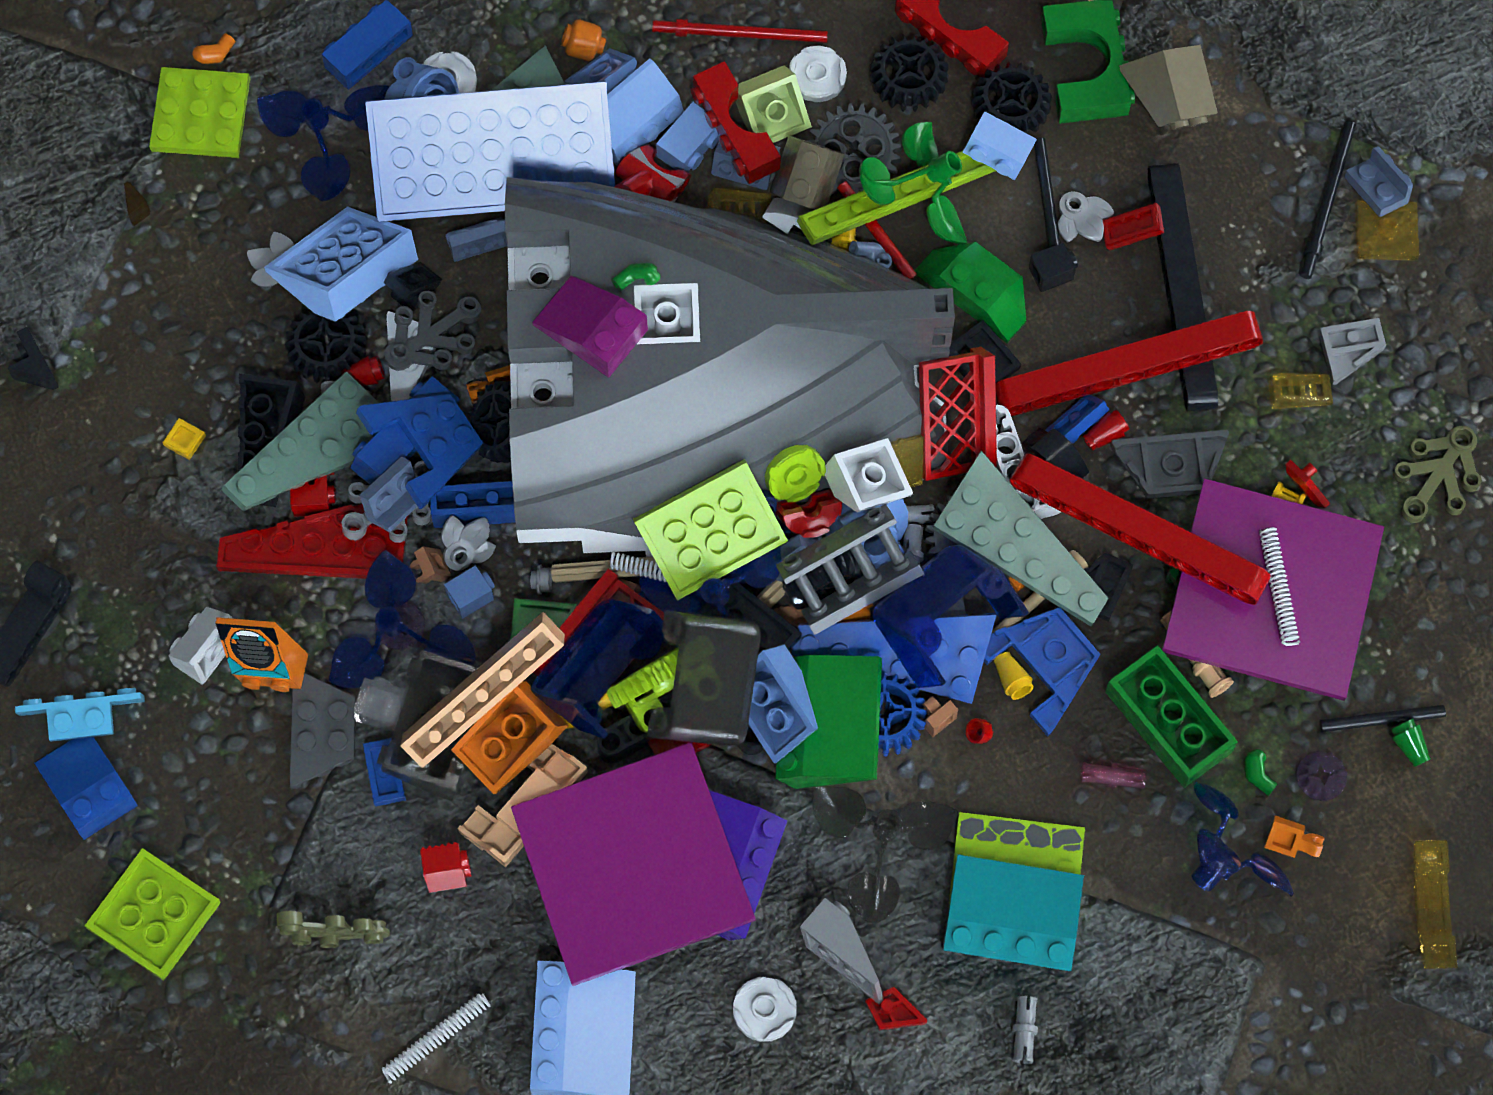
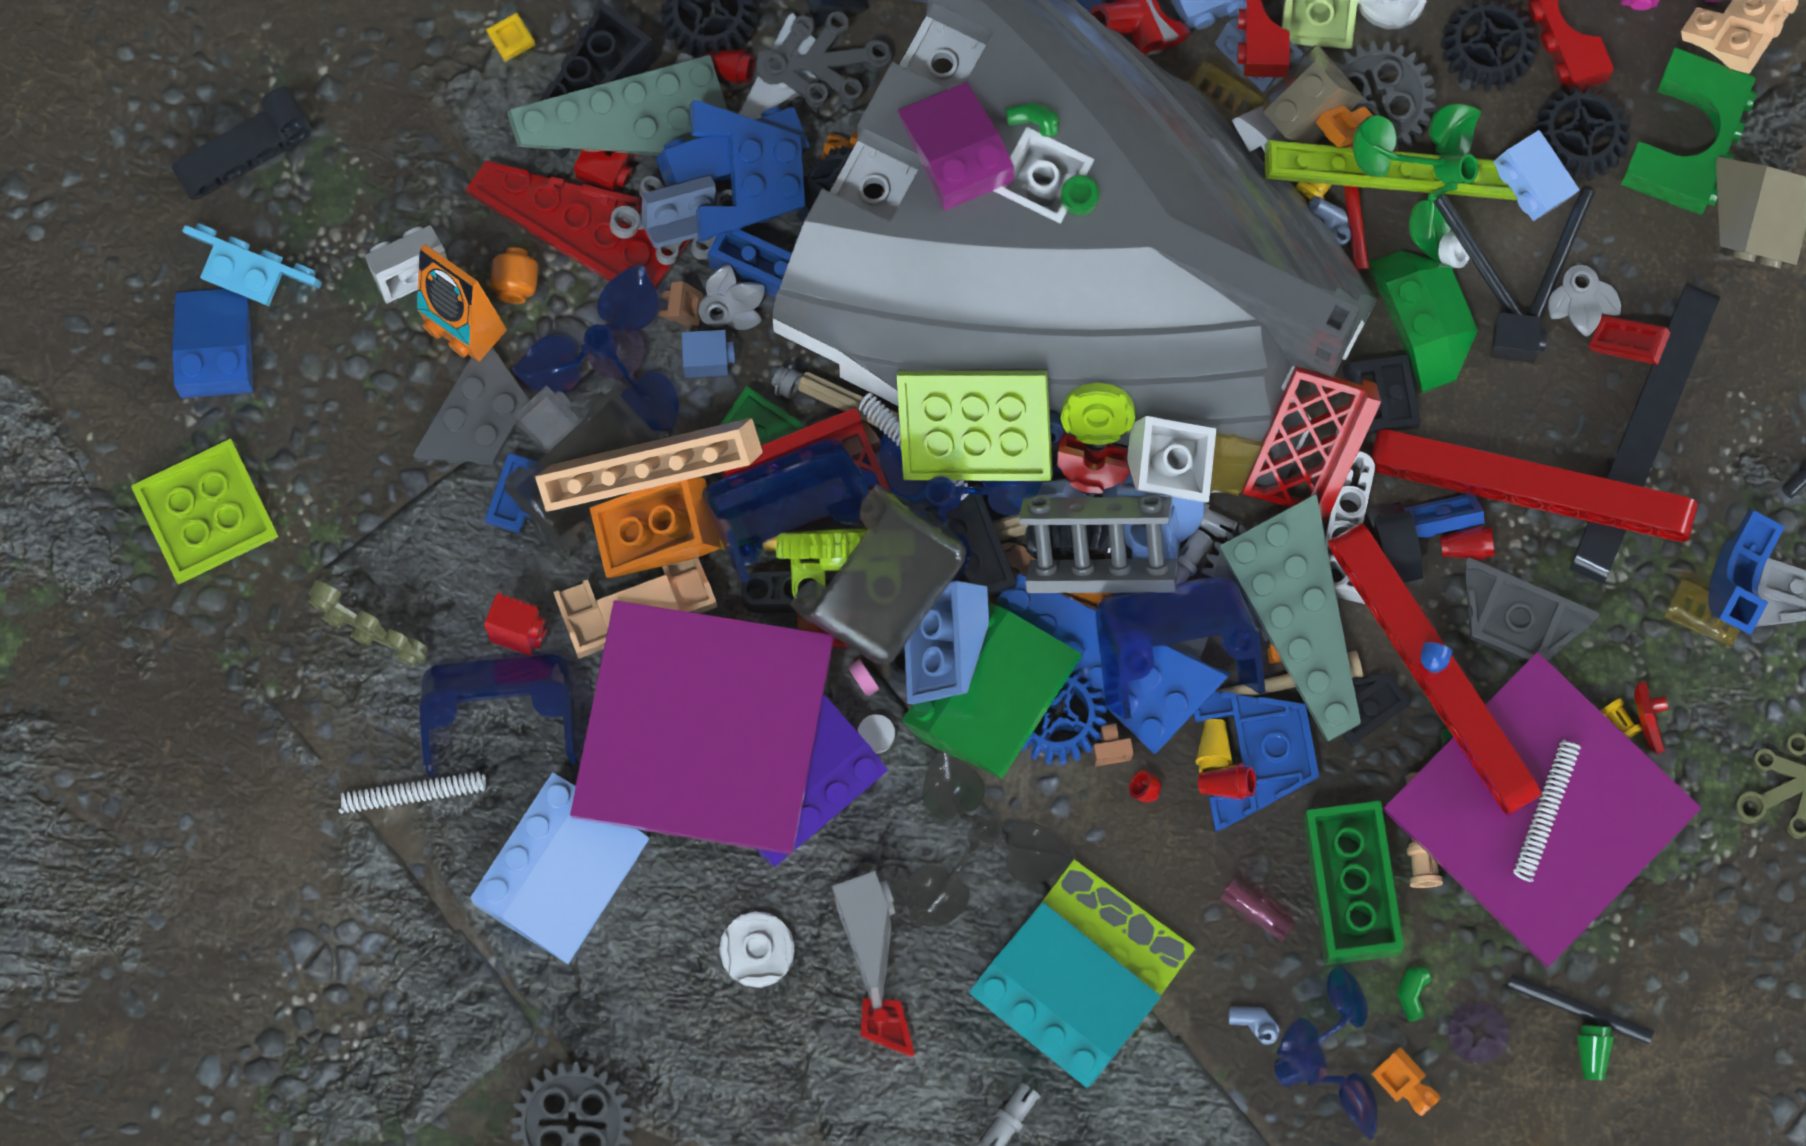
camera: 30 degrees right, 5 degrees up
(291, 611) = (514, 276): none -> orange head
(419, 940) = (540, 676): none -> clear blue windscreen
(702, 313) = (1079, 195): none -> green tile
(726, 765) = (863, 678): none -> bright pink tile
(761, 797) = (877, 732): none -> white tile
(844, 180) = (1341, 124): none -> orange plate
(971, 228) = (1452, 252): none -> white tile
(990, 223) = (1476, 255): none -> black bar
(1038, 693) = (1228, 782): none -> red cone
(1139, 517) = (1435, 656): none -> blue hinge
(1161, 855) = (1257, 1020): none -> sand blue arm
(1306, 346) = (1737, 572): none -> blue arch

